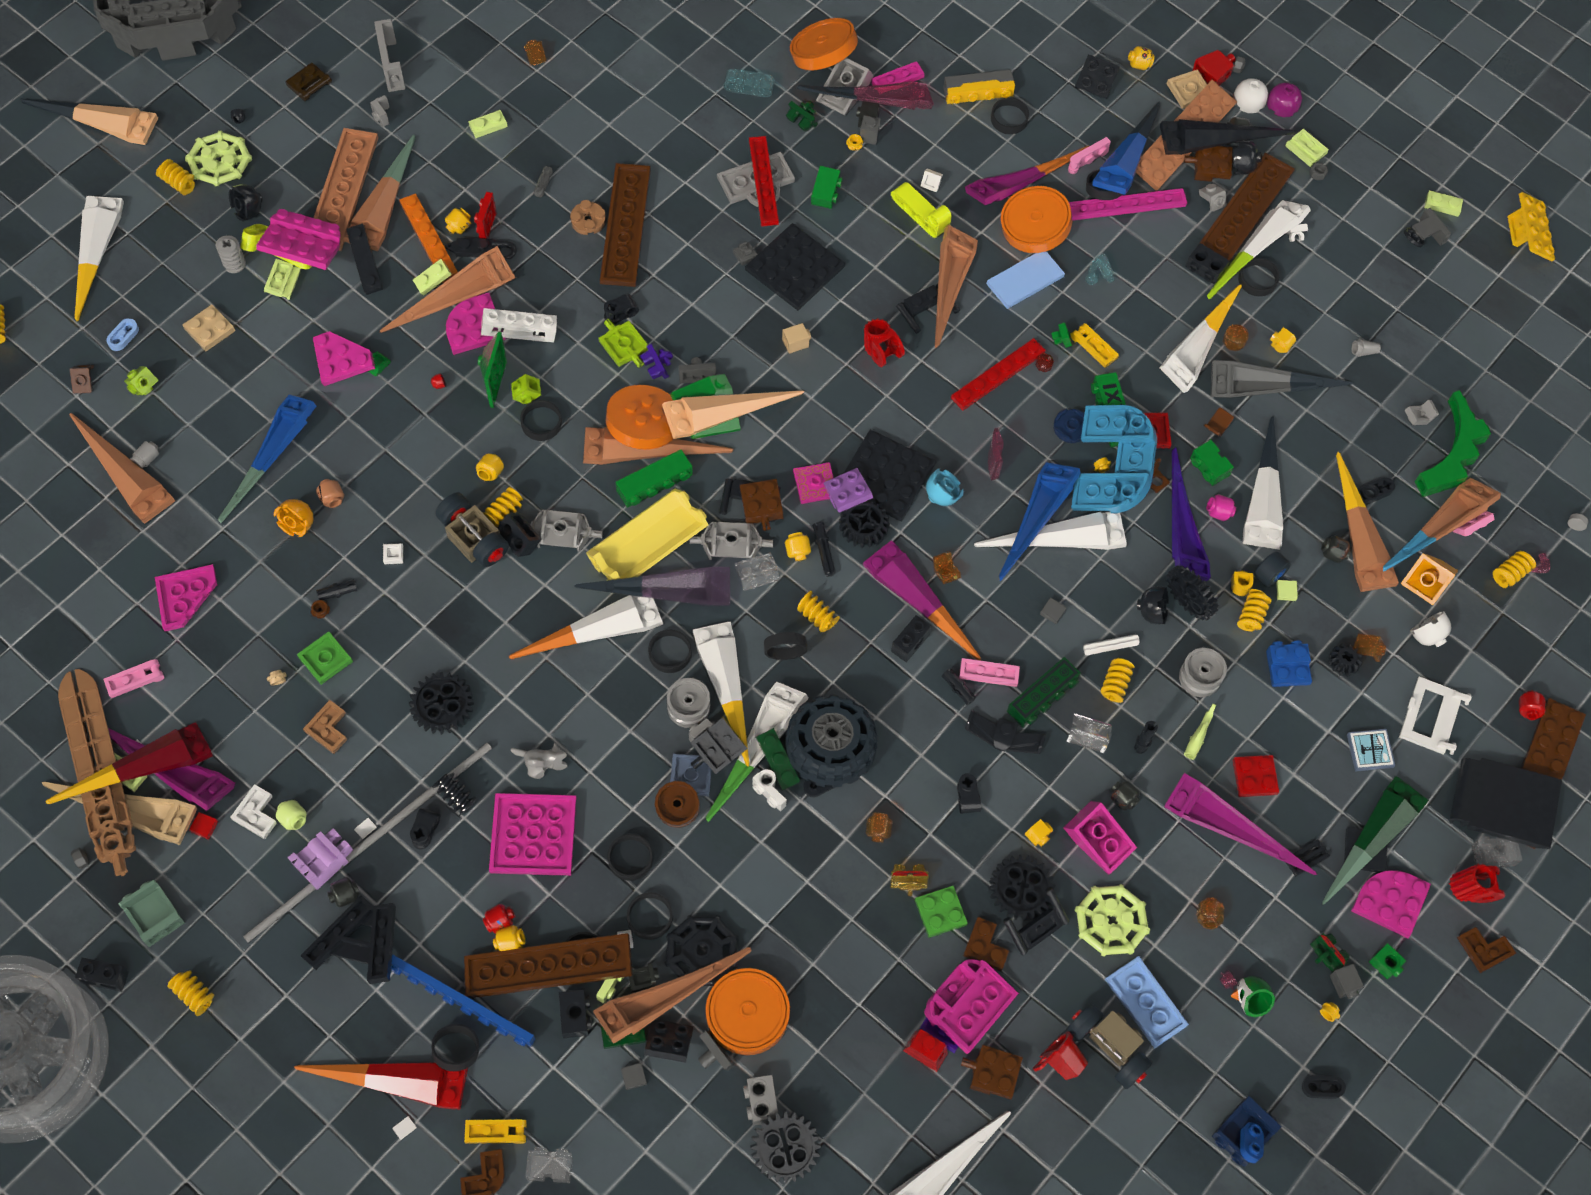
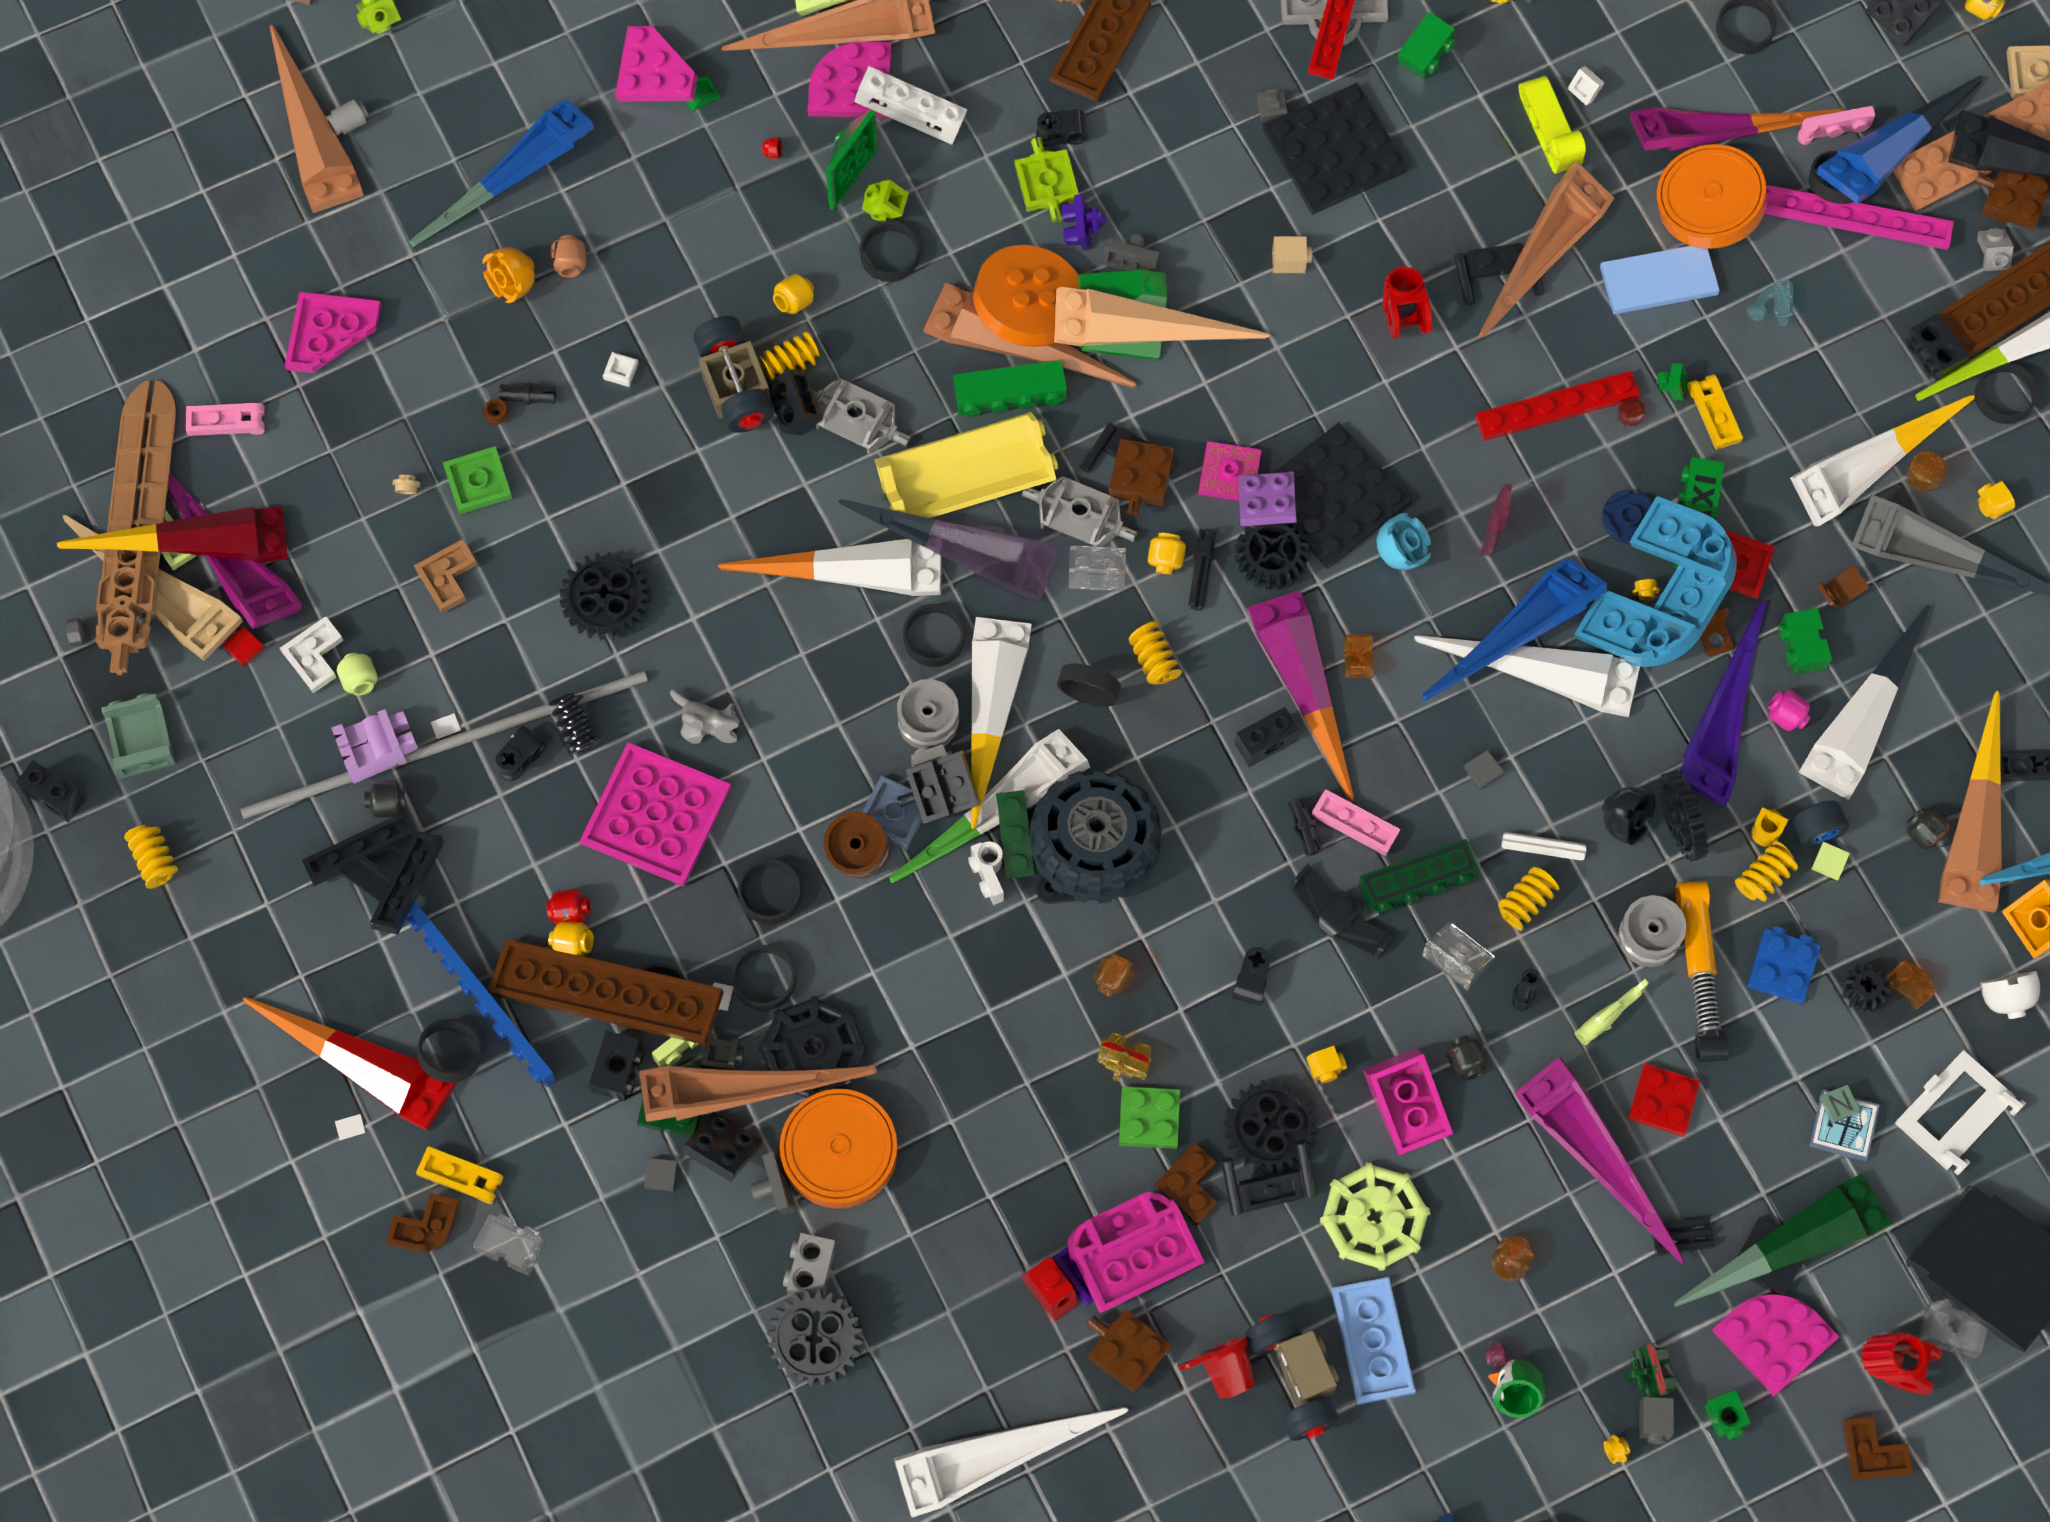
camera: 25 degrees right, 5 degrees up
(1269, 728) = (1694, 900): none -> piece
(1363, 737) = (1839, 1104): none -> sand green tile

